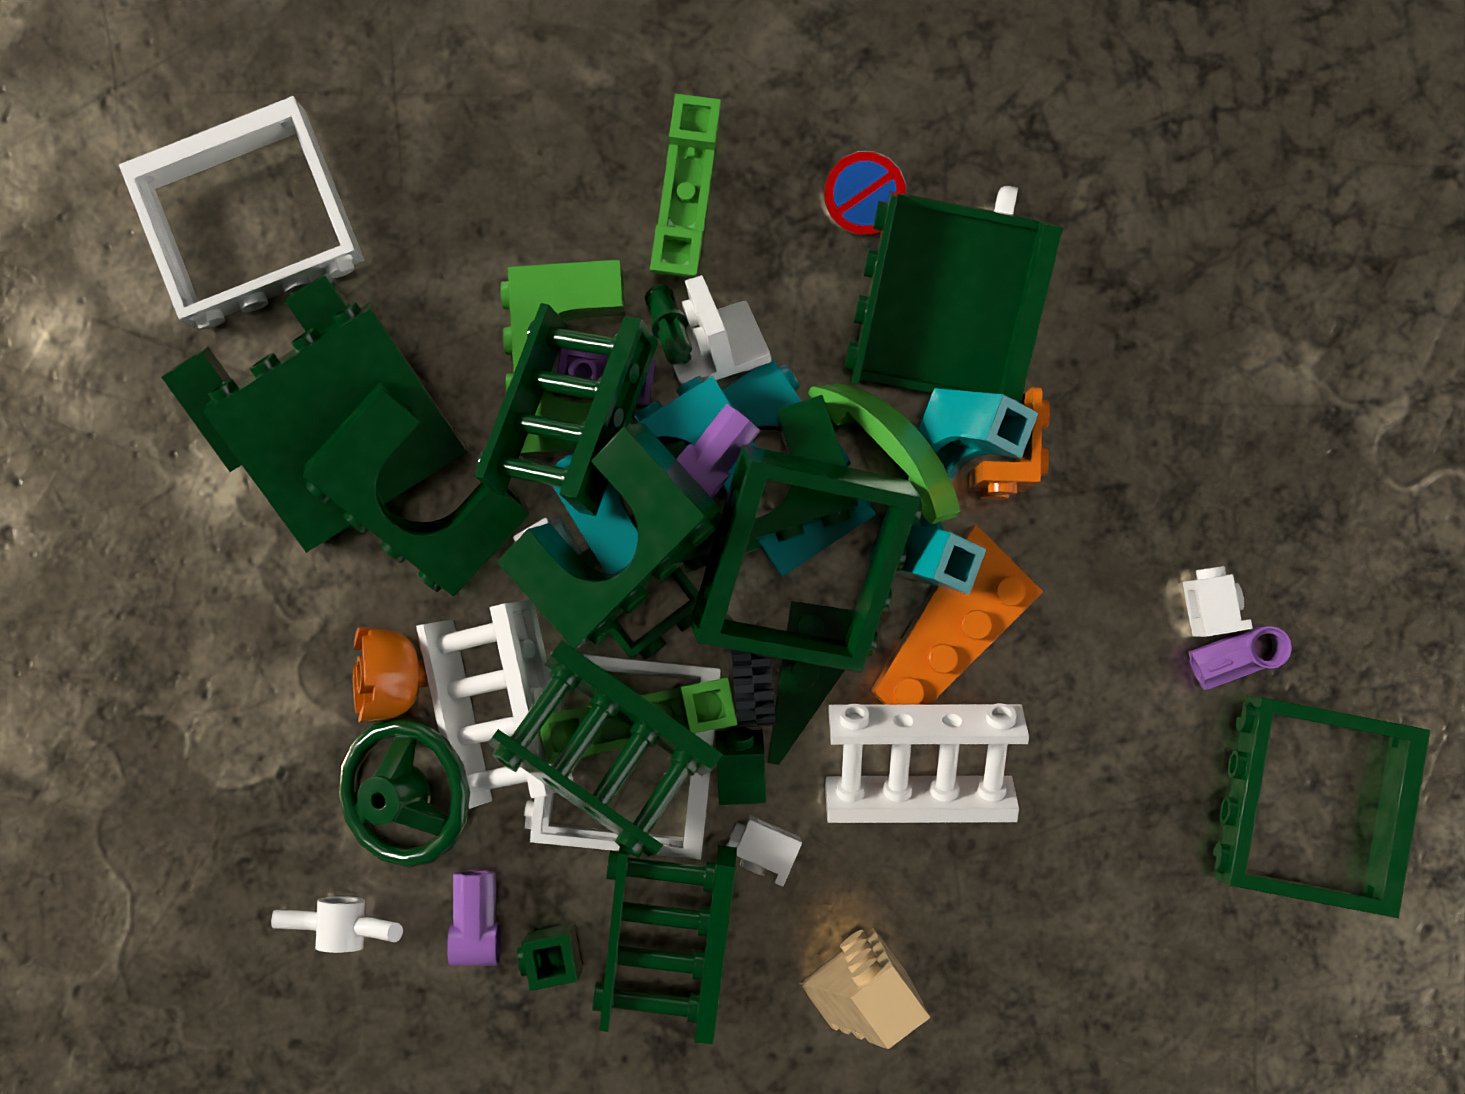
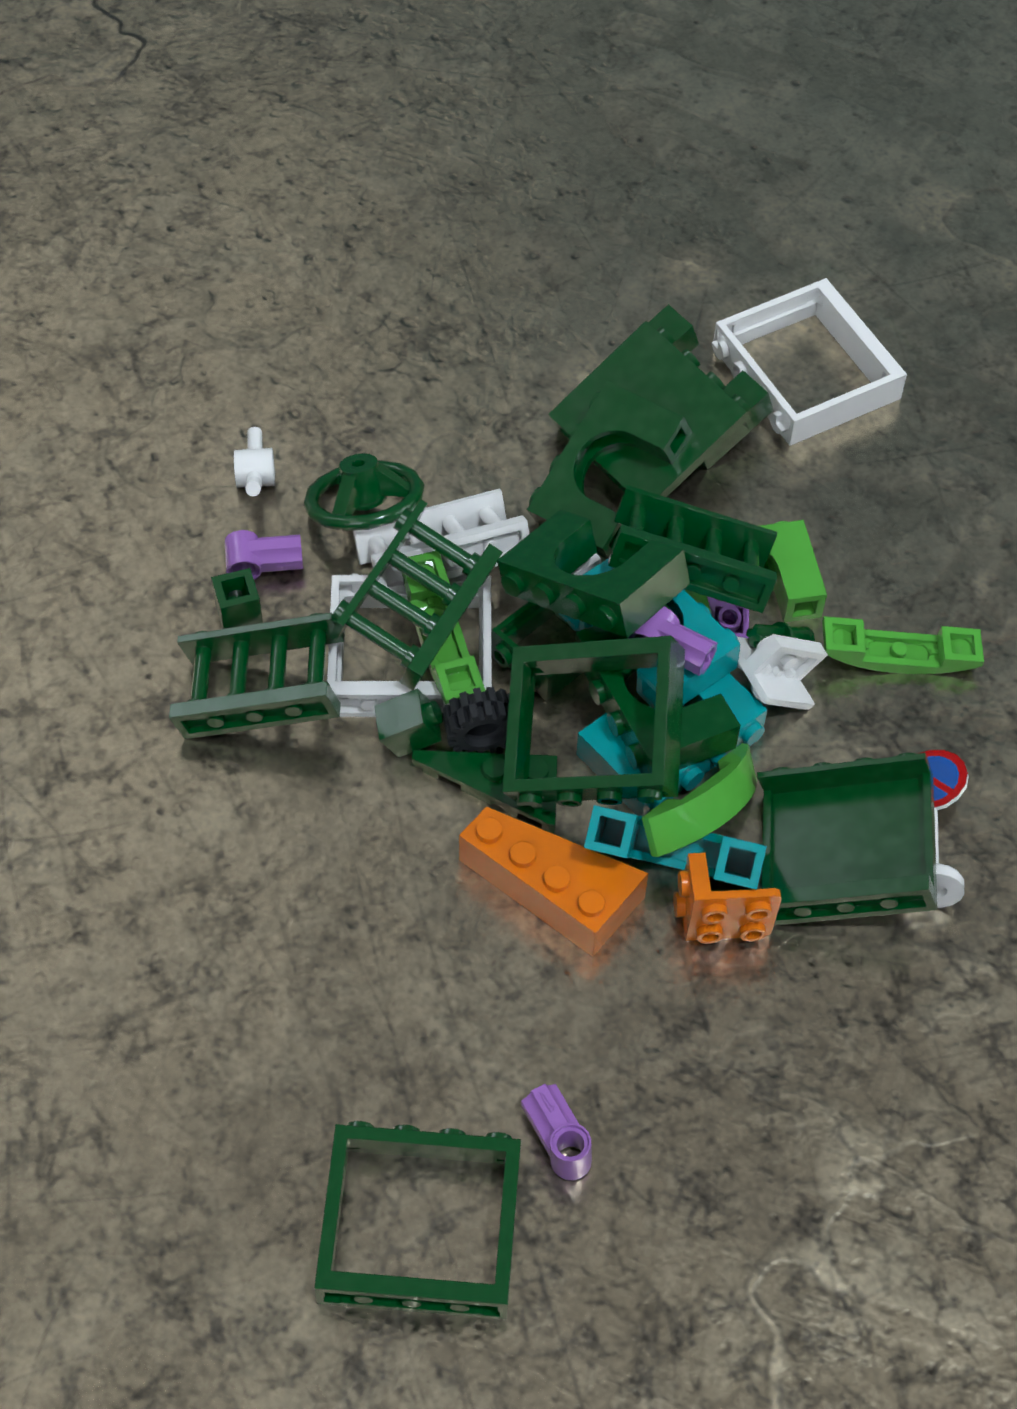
camera: 85 degrees right, 30 degrees down
(385, 675) = (457, 472): orange cylinder -> none
(765, 848) = (338, 753): white brick -> none
(866, 992) = (228, 809): tan wedge -> none
(924, 798) = (392, 849): white fence -> none
(1214, 603) = (606, 1102): white brick -> none

